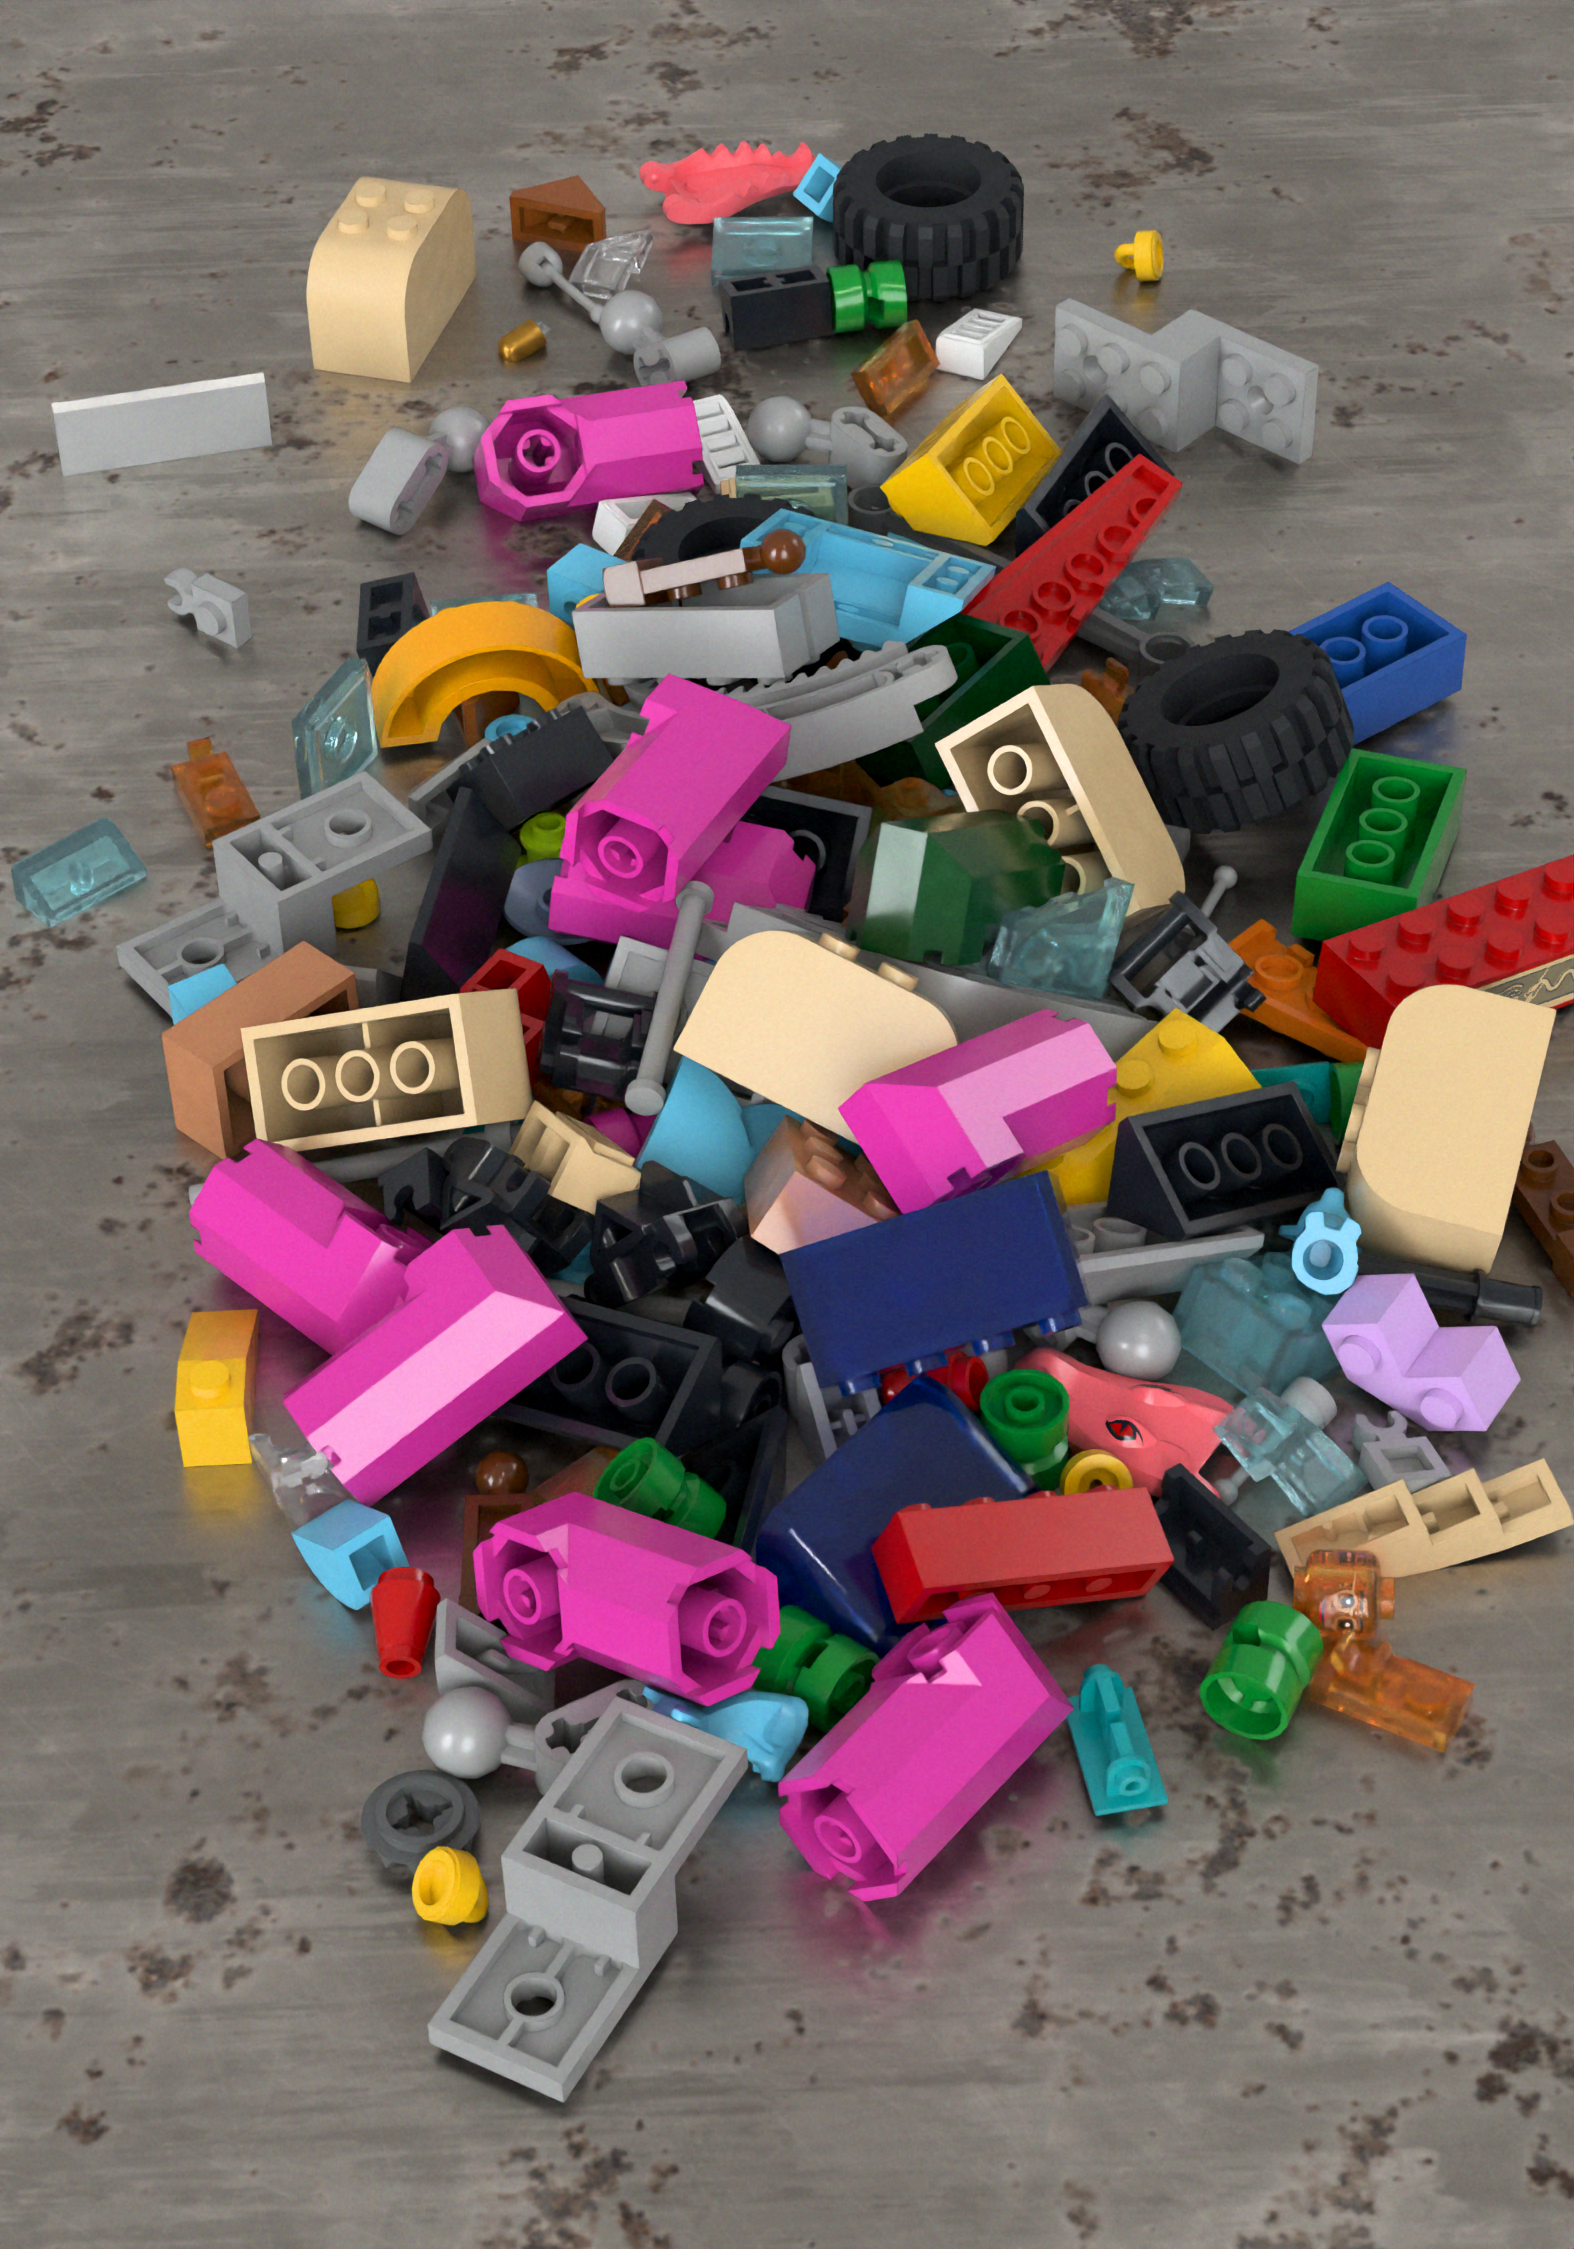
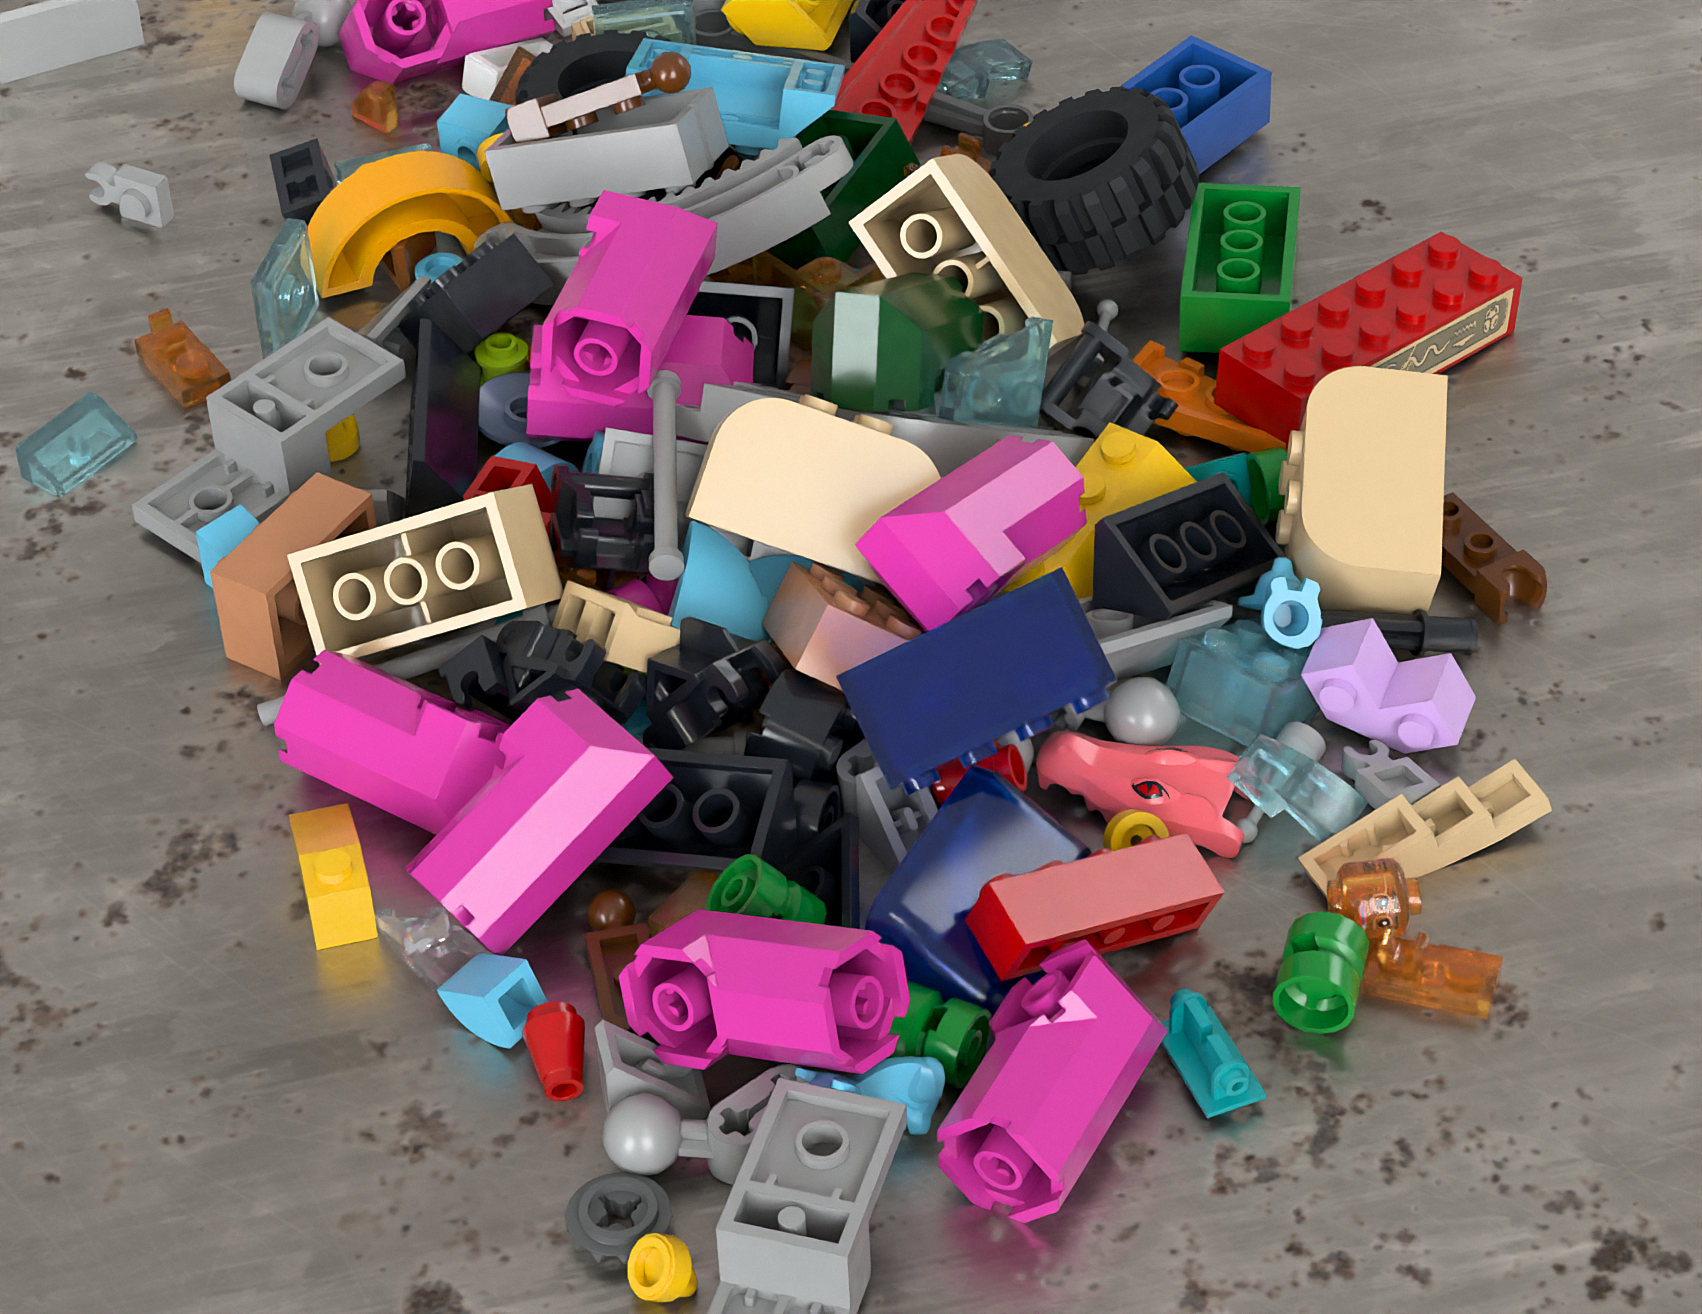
camera: 10 degrees left, 0 degrees up
(494, 545) = (377, 106): none -> clear orange tile
(1030, 1420) = (1070, 790): green wheel -> none
(1215, 1553) = (1259, 881): black hinge -> none

